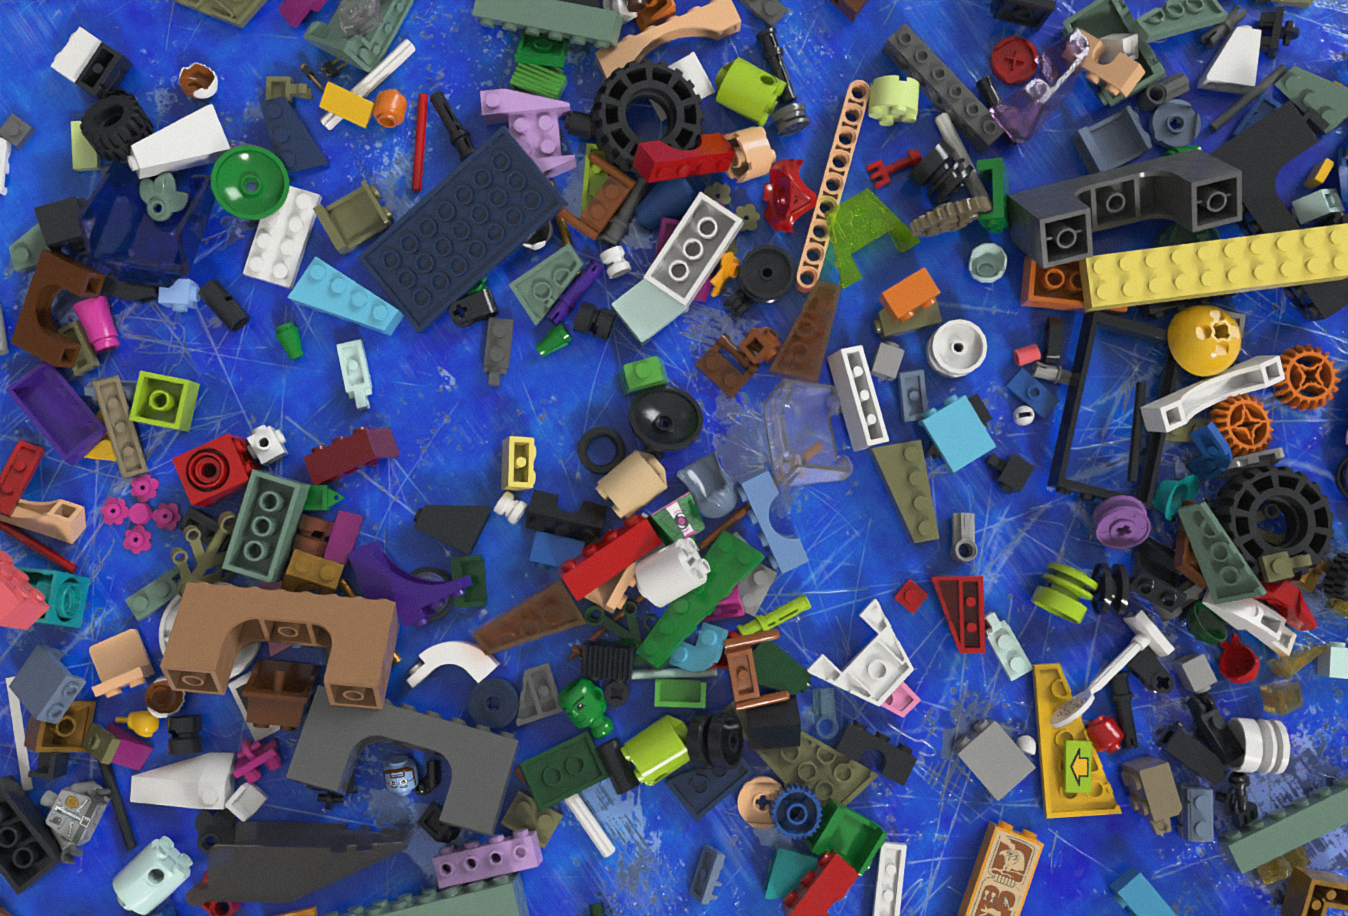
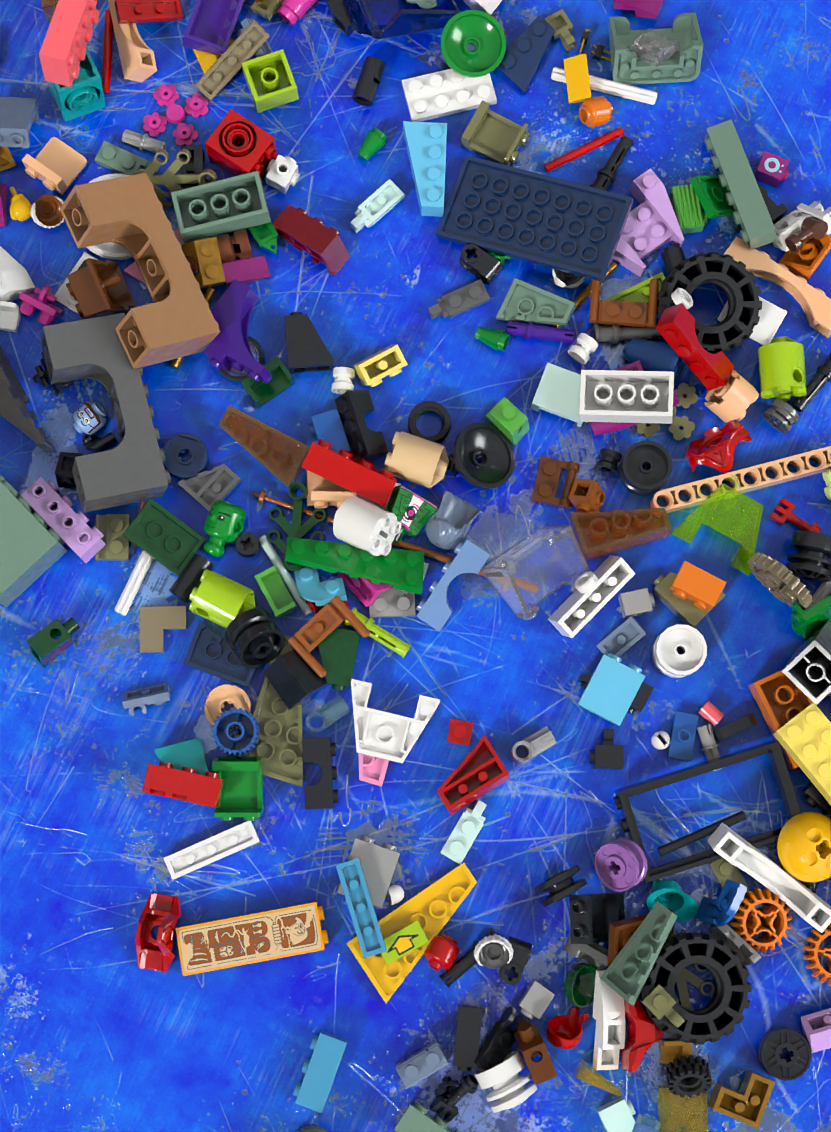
camera: 65 degrees right, 5 degrees down
(149, 561) = (144, 142): none -> light grey axle
(180, 295) = (357, 45): light blue brick -> none
(185, 734) = (29, 242): black wheel -> none
(453, 652) = (209, 410): white arch -> none
(594, 321) = (526, 359): black wheel -> none
(608, 661) = (268, 521): black brick -> none
(631, 139) = (682, 296): none -> white tile
(638, 822) = (154, 622): none -> dark tan tile
(728, 269) = (626, 436): light orange plate -> none
(845, 395) = (586, 582): none -> white tile
(907, 487) = (548, 673): olive wedge -> none
(987, 262) = (765, 637): light aqua hair -> none
(1027, 788) = (361, 908): none -> dark azure plate
(1064, 592) = (536, 850): lime wheel -> none
(1136, 688) = (493, 951): none -> dark grey hair
(1146, 636) = (541, 940): white piece -> none
(1152, 791) = (417, 1016): dark tan hinge -> none
(1240, 704) = (532, 1045): none -> reddish brown torso
(1282, 697) = (562, 1089): clear yellow slope -> none

